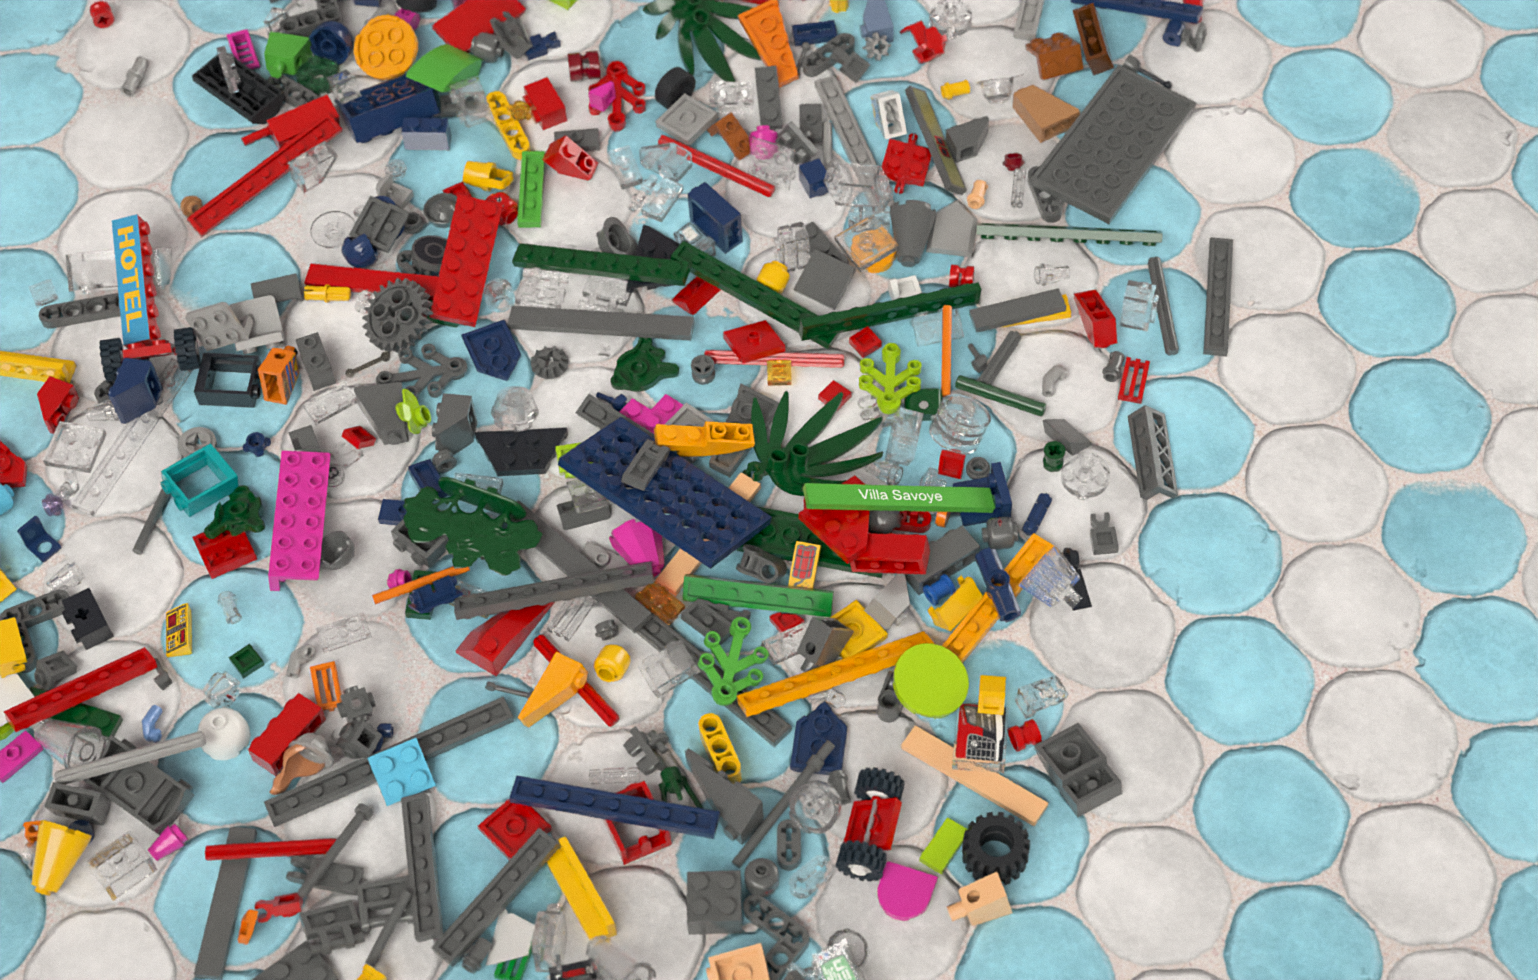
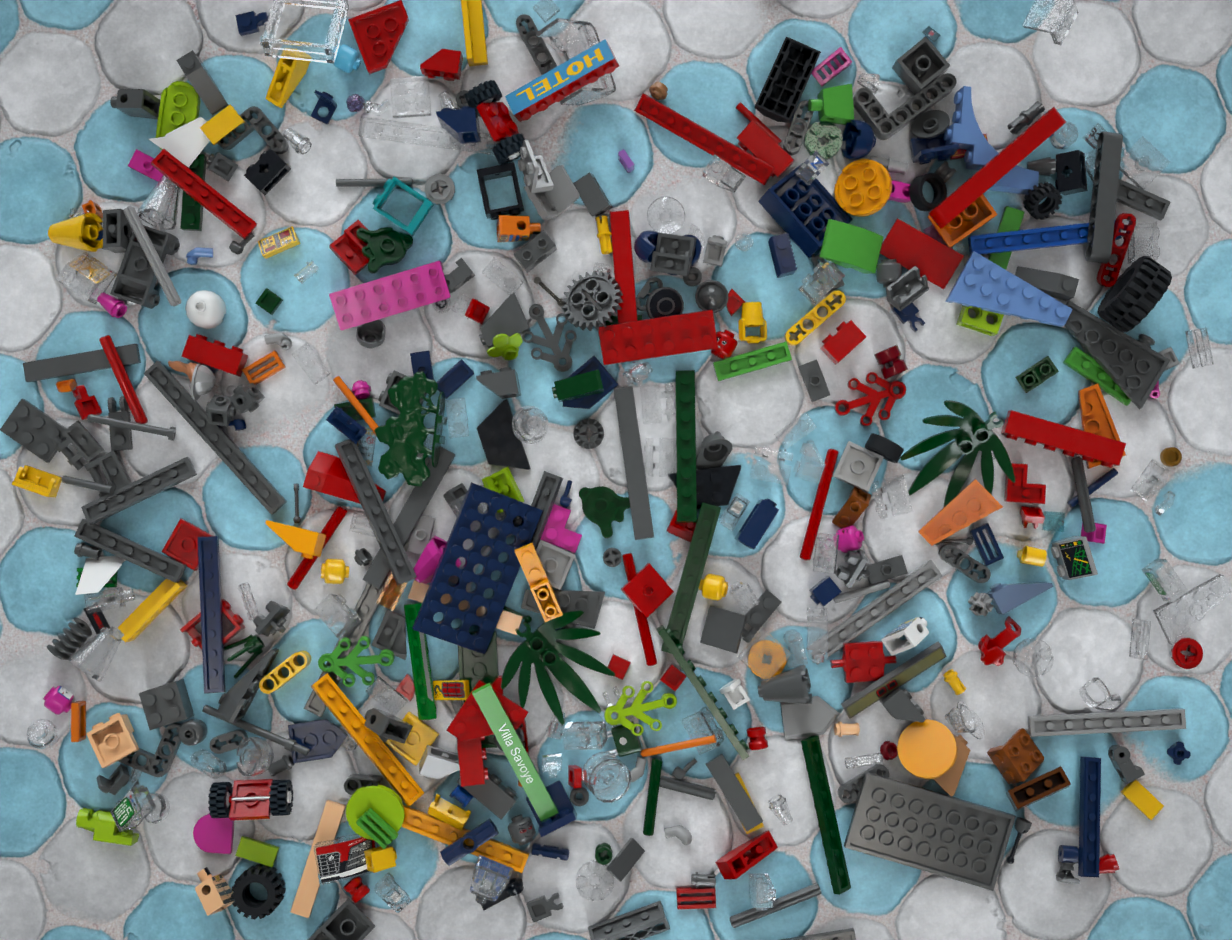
camera: 75 degrees right, 30 degrees up
(221, 690) = (236, 295): clear head -> none
(230, 75) = (801, 62): clear plate -> none
(253, 439) = (447, 234): dark blue plate -> none
(254, 252) = (625, 161): none -> medium lavender tile
(401, 771) = (205, 449): medium azure plate -> none
(444, 461) = (474, 385): dark grey bush -> none
(490, 343) = (578, 386): none -> dark green slope
(519, 110) = (831, 325): clear yellow plate -> none
(570, 159) = (789, 383): red slope -> none
(602, 96) = (859, 390): dark pink slope -> none
(645, 465) = (486, 551): dark grey plate -> none
(756, 563) = (443, 659): dark grey piece -> none
(768, 97) = (900, 528): dark grey plate -> none
(779, 372) = (625, 618): clear yellow plate -> none
(852, 65) = (955, 589): dark grey plate -> none
(968, 672) = (374, 830): none -> bright green tile
(1020, 121) = (927, 749): none -> light orange tile

